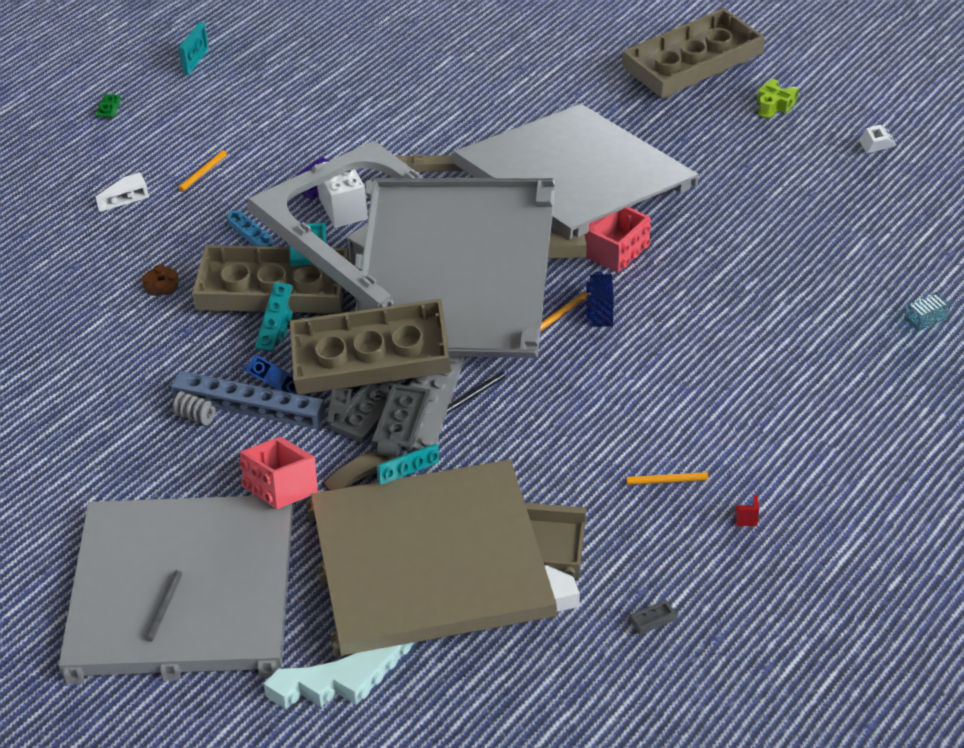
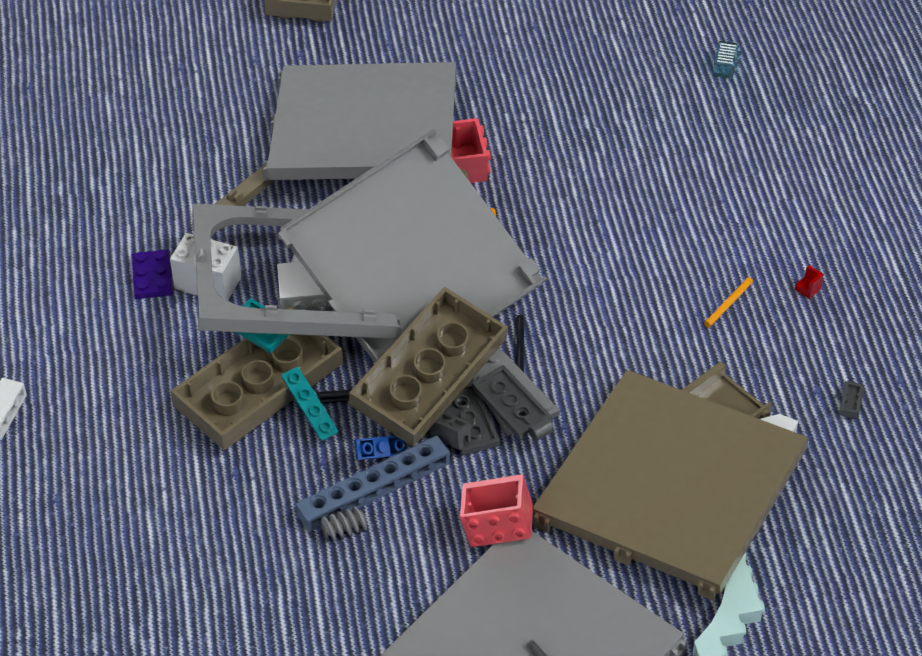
camera: 50 degrees left, 5 degrees up
(153, 283) = (145, 444): reddish brown plate -> none
(202, 171) = (43, 338): light orange bar -> none
(247, 233) = (165, 353): dark azure beam -> none
(356, 470) = (532, 463): dark tan slope -> none
(407, 464) = (563, 435): teal bracket -> none
(600, 300) = (518, 207): clear blue brick -> none

